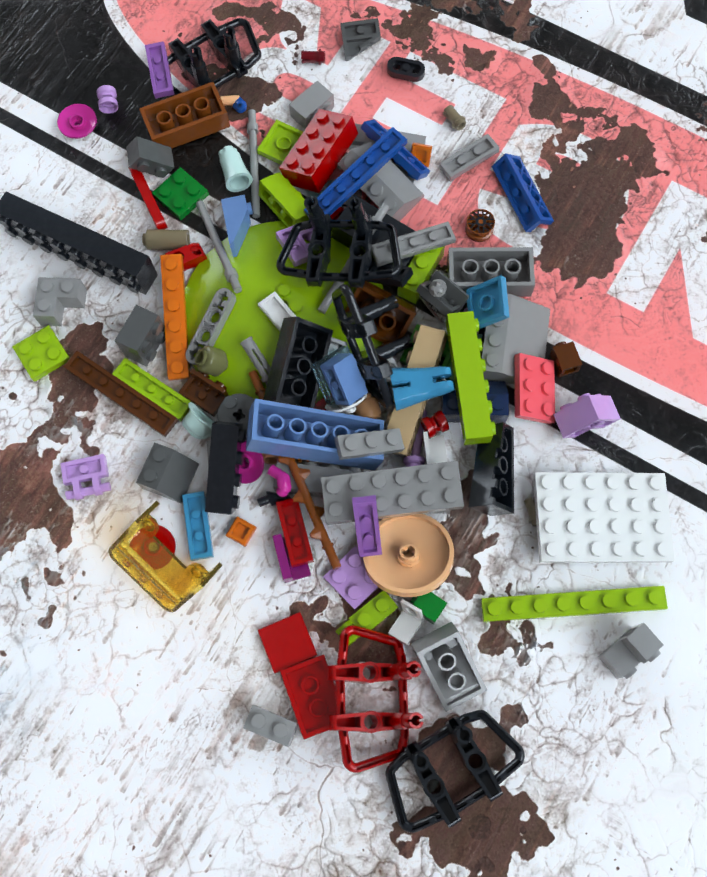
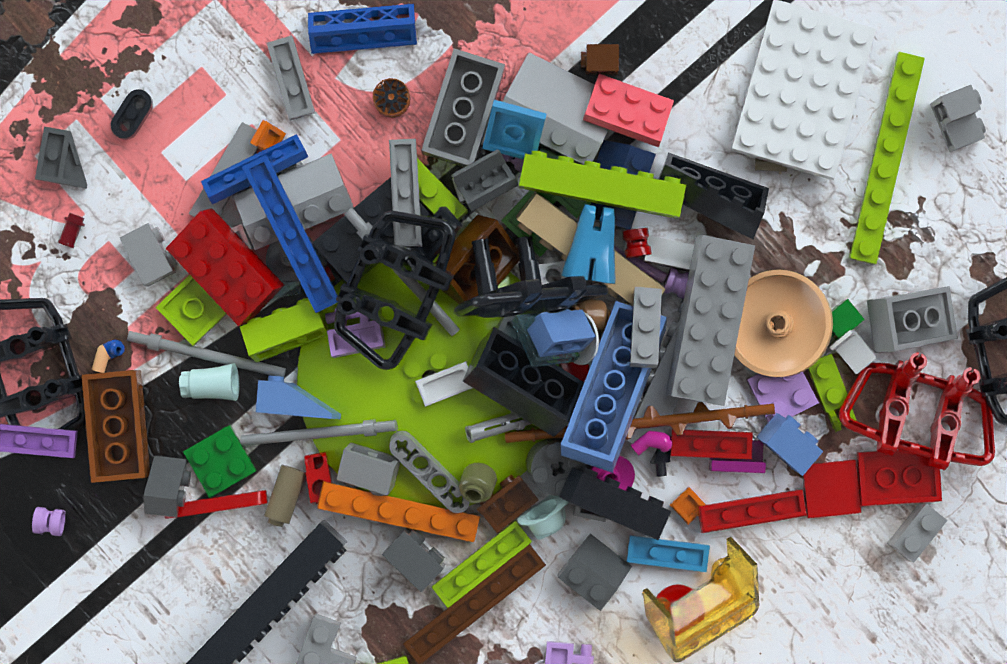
camera: 80 degrees left, 15 degrees up
(72, 116) = (57, 574): dark pink dish -> none
(200, 283) = (368, 469): none -> light grey brick
(250, 582) = (751, 511): none -> red tile
(313, 594) = (789, 443): none -> medium blue brick
(367, 525) = (744, 361): medium lavender plate -> none
(437, 288) = (480, 184): light grey axle -> none
(458, 122) = (226, 76): dark tan pin -> none
(587, 413) = (682, 62): lavender brick -> none

